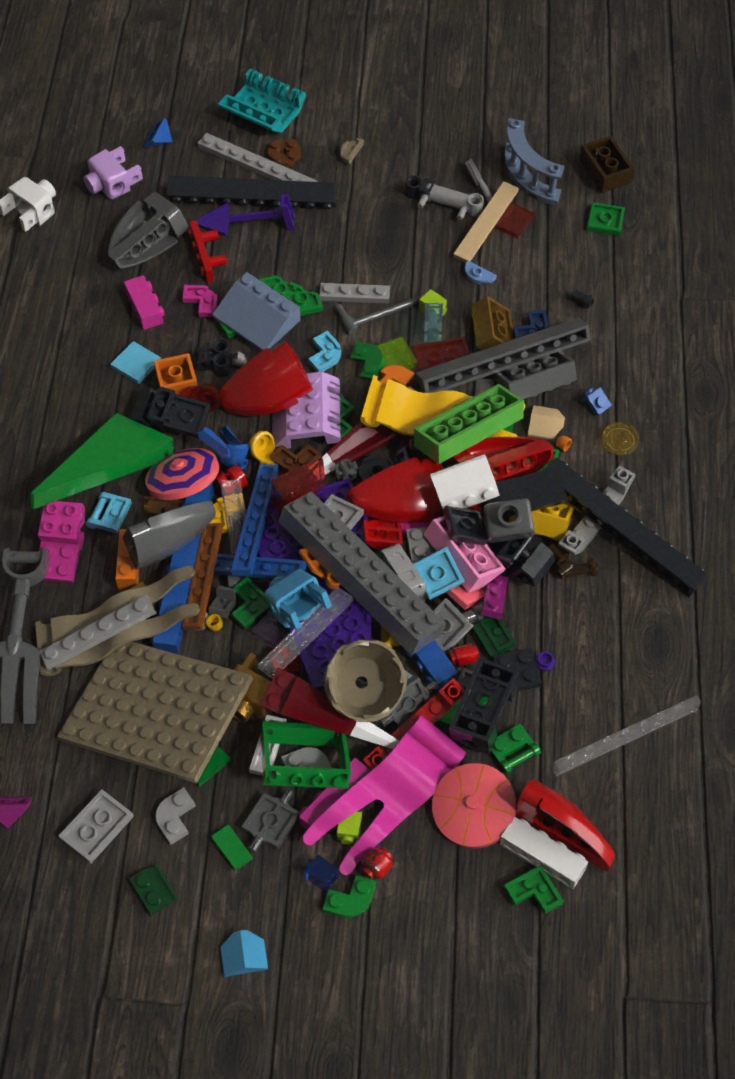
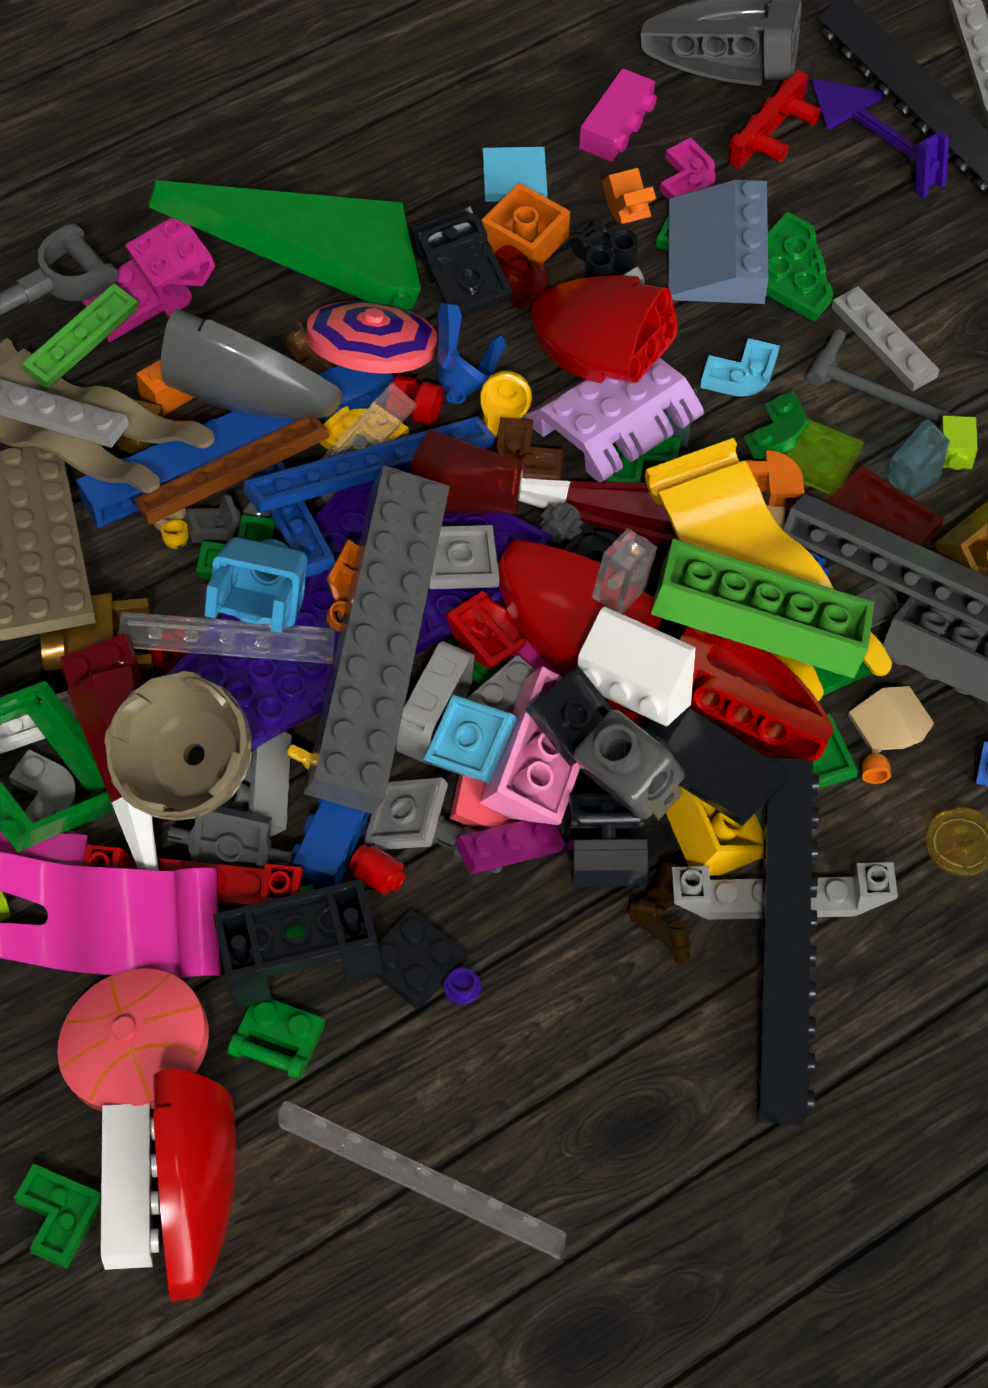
camera: 50 degrees right, 0 degrees up
(70, 588) = (80, 336): none -> bright green plate
(114, 514) = (247, 304): medium azure plate -> none
(193, 329) = (627, 196): none -> orange brick
(417, 456) = (624, 571): none -> clear brick
(493, 636) = (445, 889): dark green plate -> none

